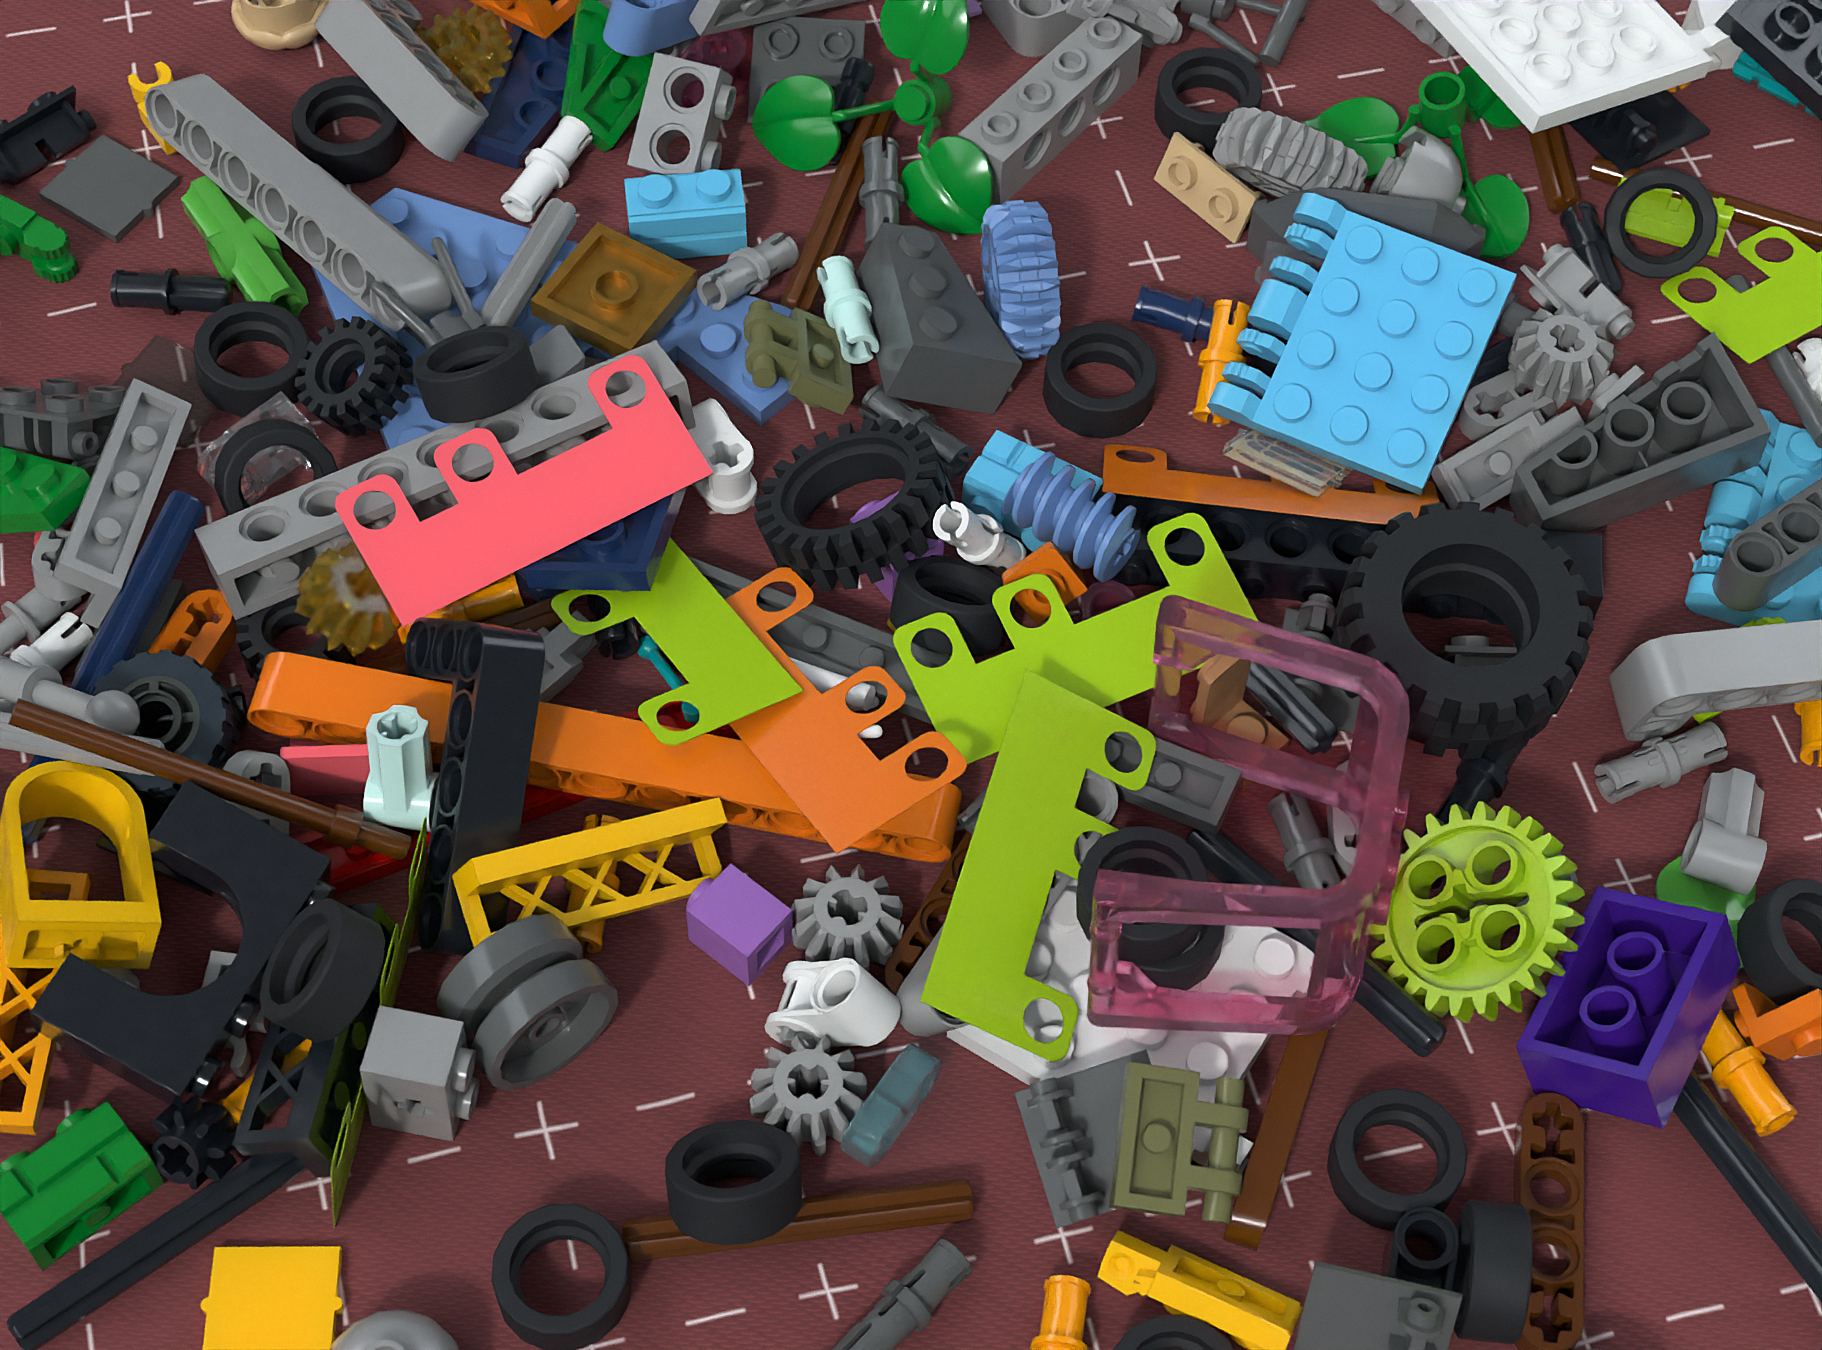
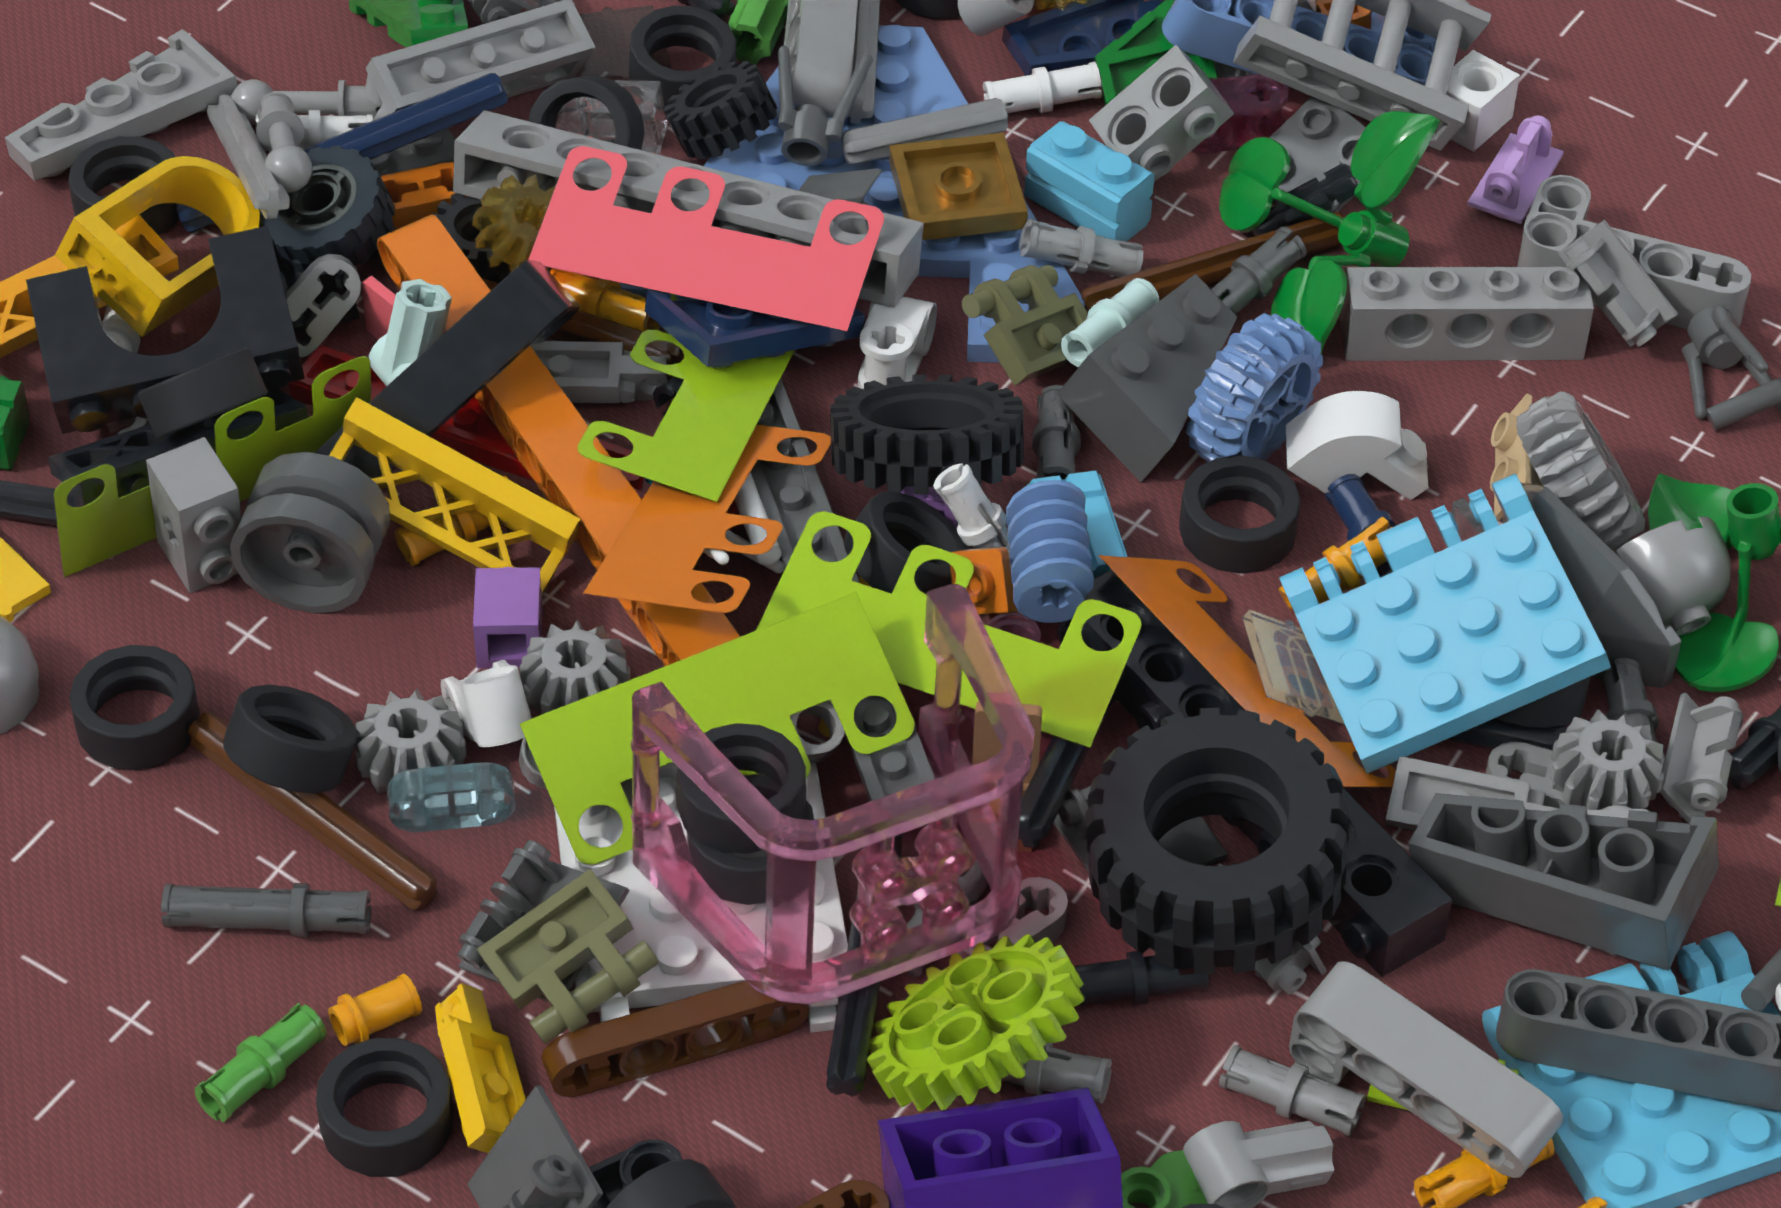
camera: 50 degrees right, 10 degrees down
(193, 1142) = (32, 443): black gear -> none
(339, 825) = (343, 343): reddish brown bar -> none
(475, 374) = (774, 151): black tyre -> none
(1112, 262) = (1356, 436): none -> white brick
(1203, 69) = (1627, 376): black tyre -> none
(1404, 1110) = (731, 1083): black tyre -> none

